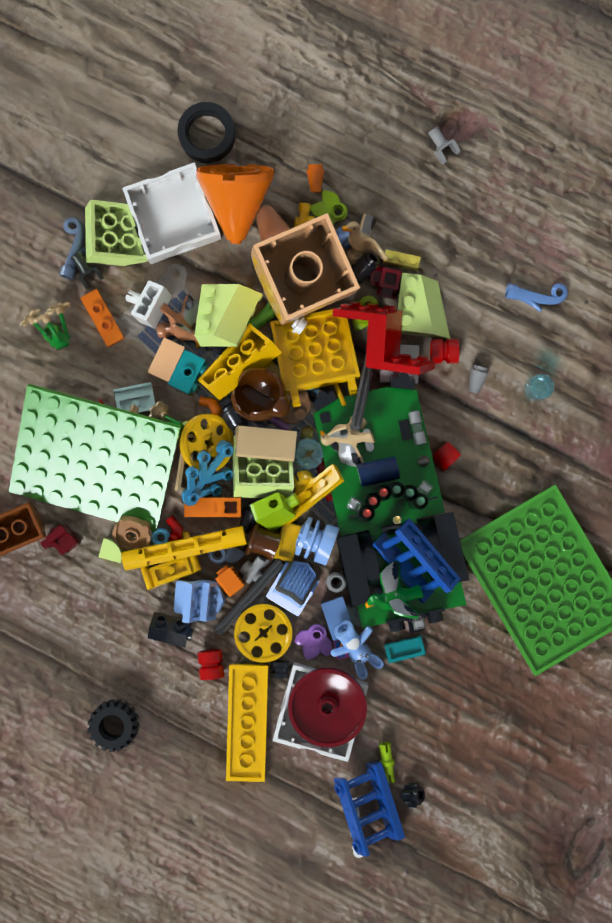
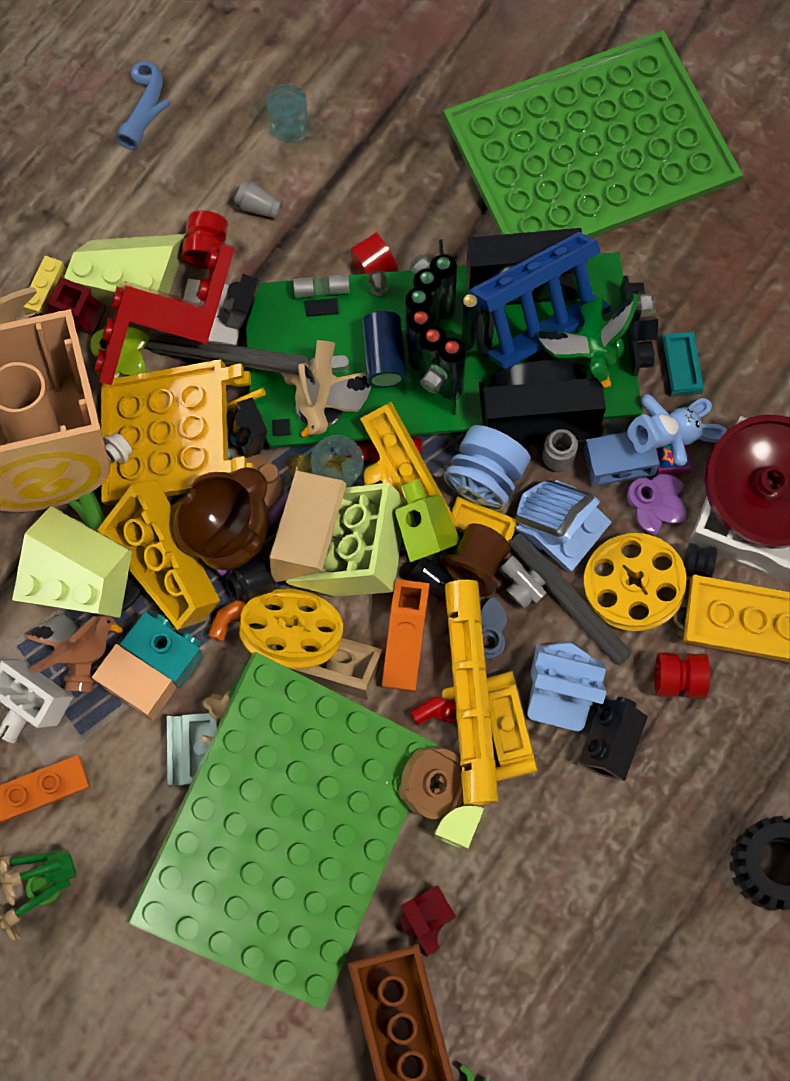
camera: 75 degrees left, 15 degrees down
(155, 541) = (445, 727): medium azure plate -> none
(206, 475) = (376, 661): dark azure plant -> none
(230, 580) = (538, 618): orange brick -> none

